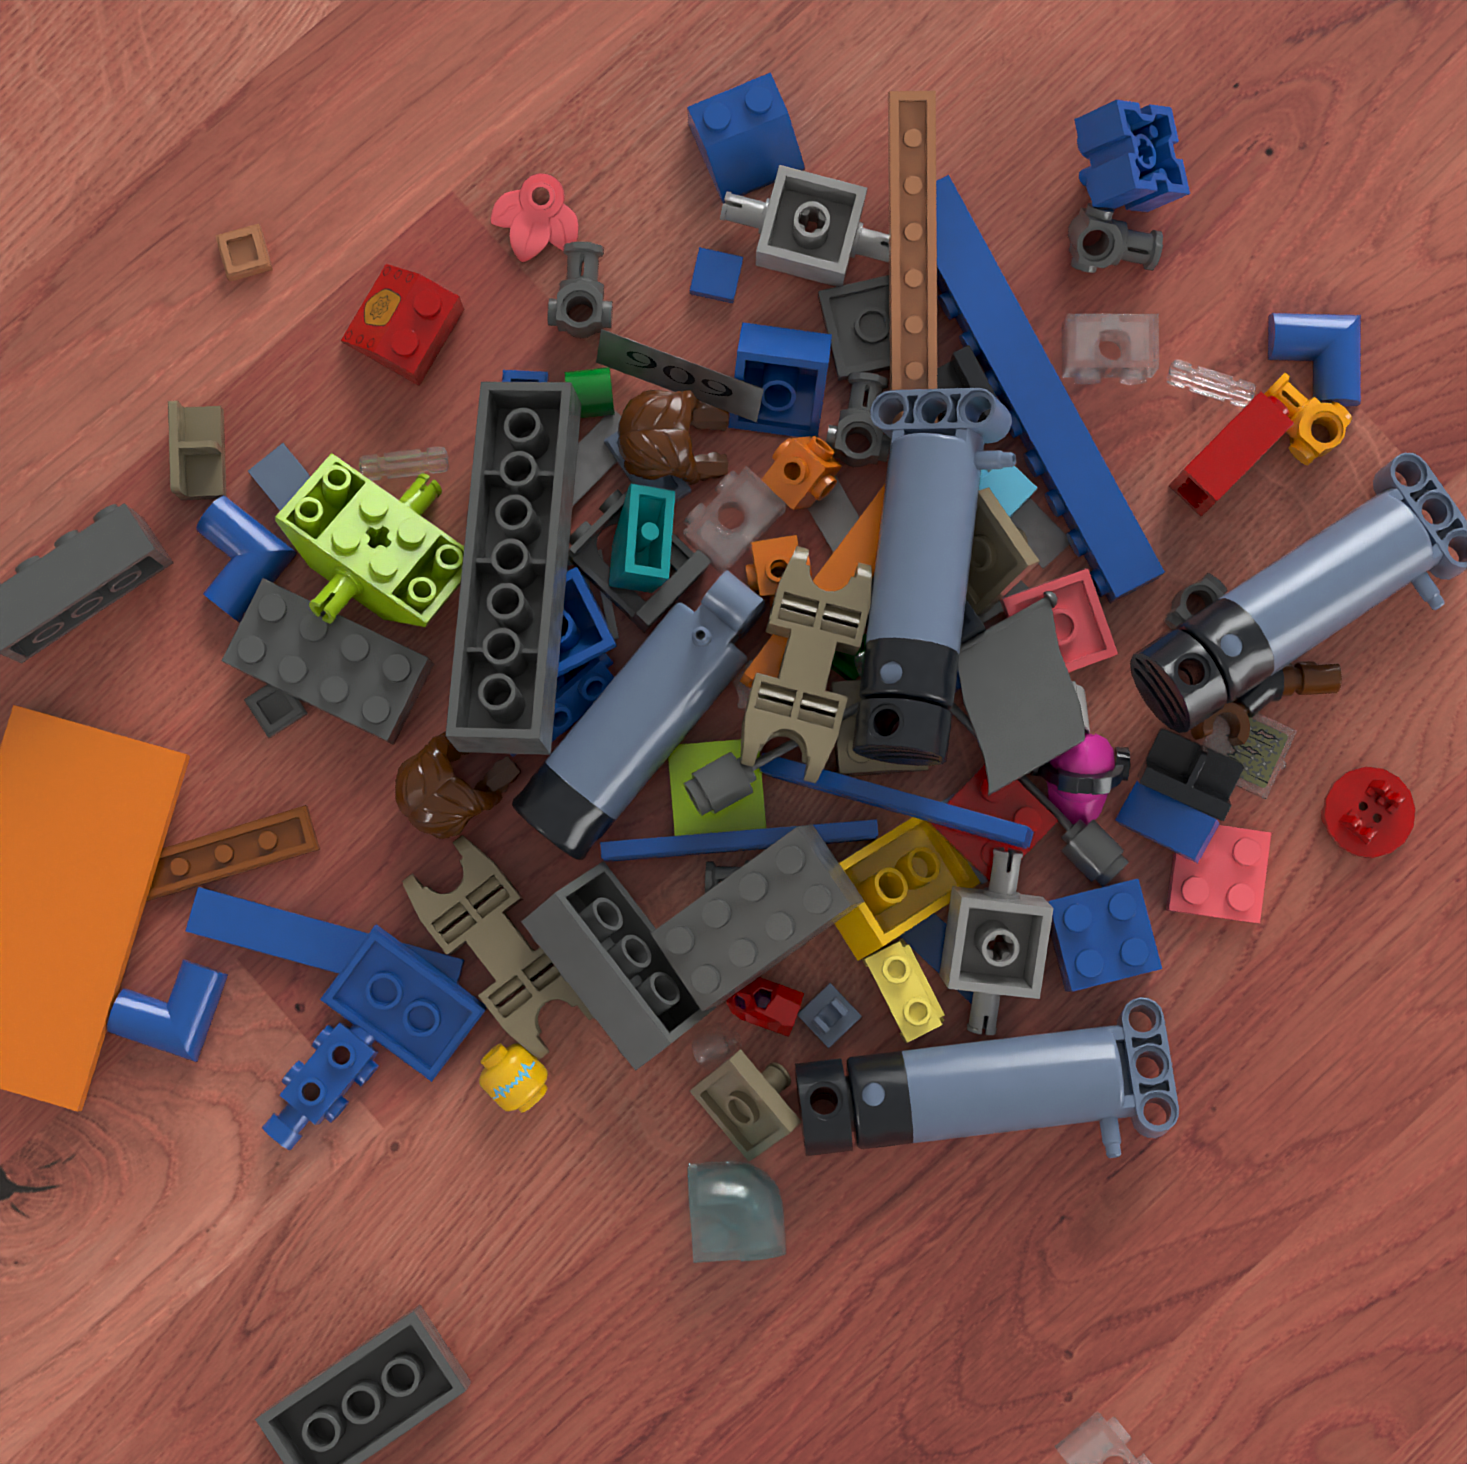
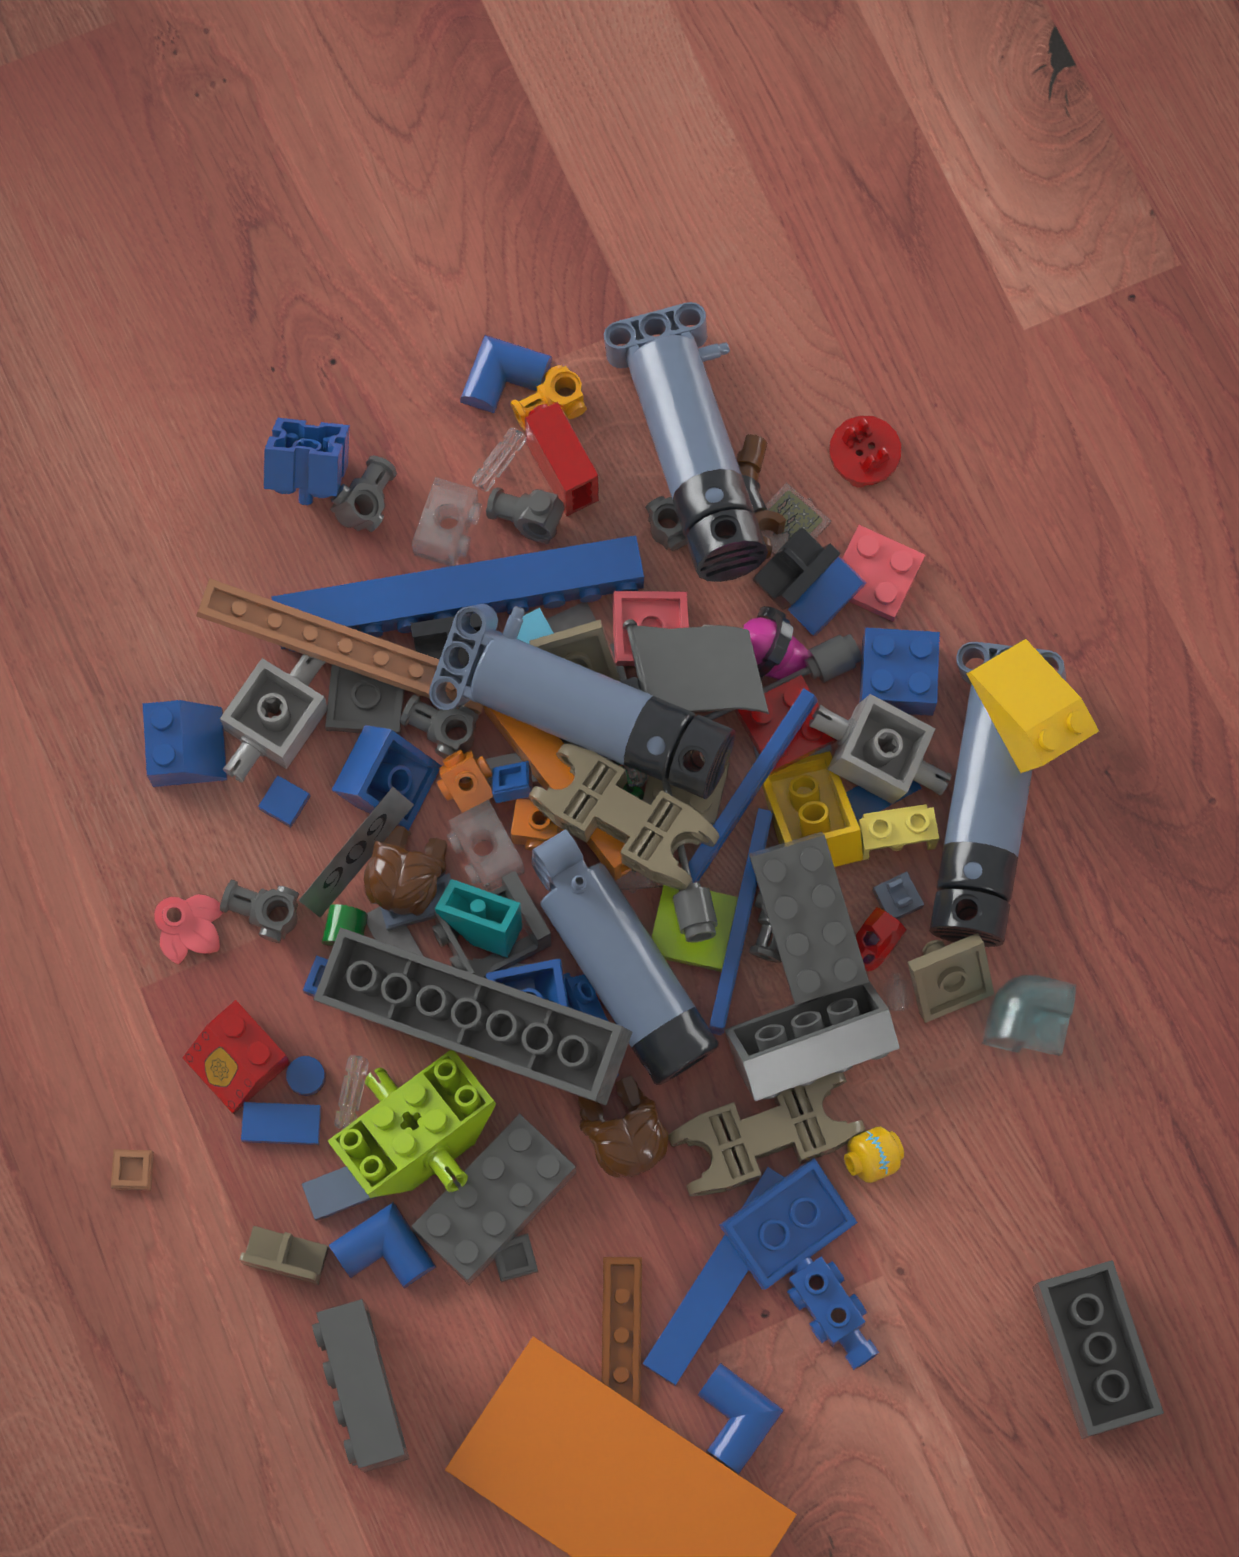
camera: 70 degrees left, 10 degrees down
(345, 398) = (281, 1123): none -> blue tile
(407, 406) = (305, 1076): none -> blue tile
(814, 523) = (511, 781): none -> blue tile
(1096, 1106) = (1031, 706): none -> yellow slope
(1152, 444) = (533, 514): none -> dark grey connector

